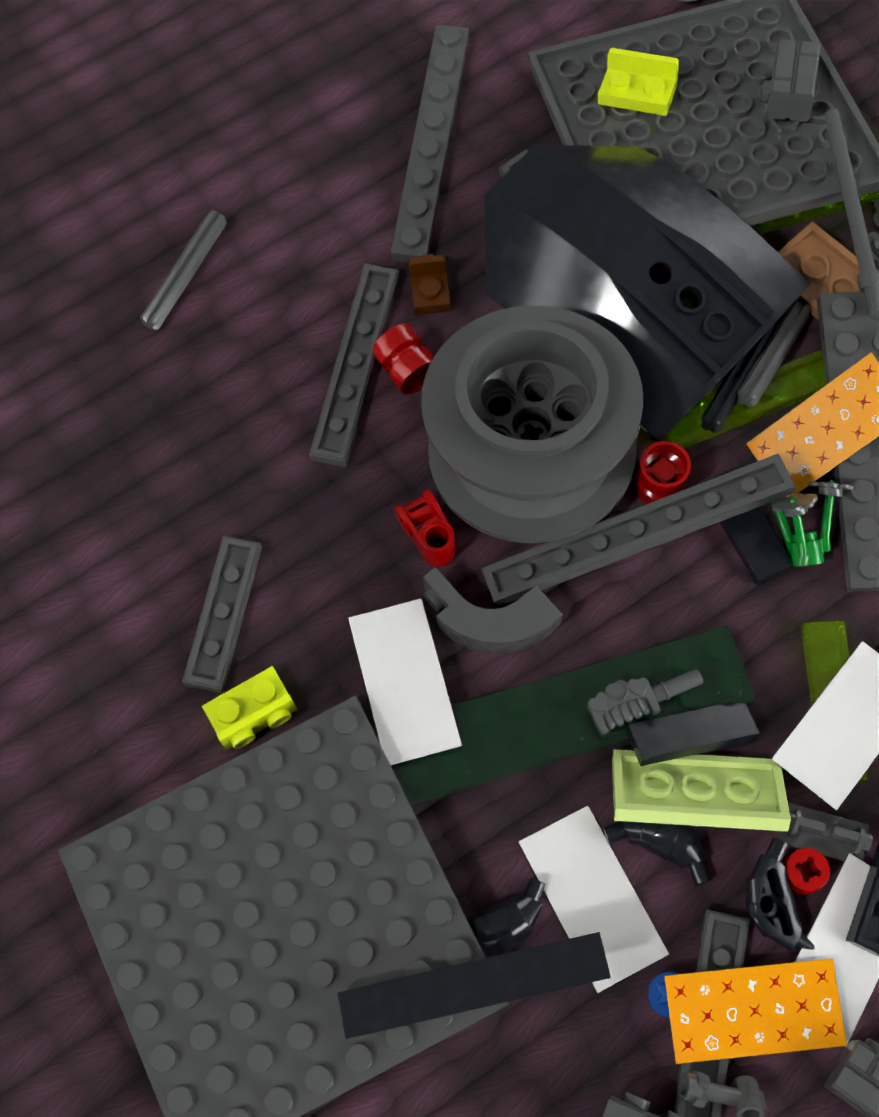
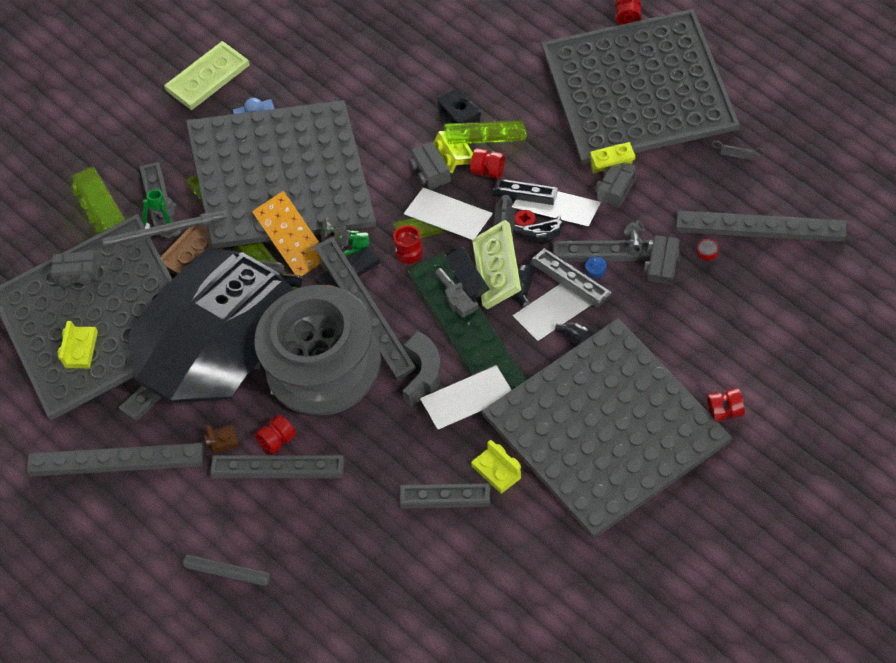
camera: 100 degrees left, 15 degrees down
(425, 522) = (374, 409): red piece -> none
(473, 985) = (614, 328): black tile -> none
(654, 930) = (571, 278): none -> dark grey tile
(754, 1011) = (594, 232): light orange sticker -> none
(778, 632) = (408, 244): none -> red wheel

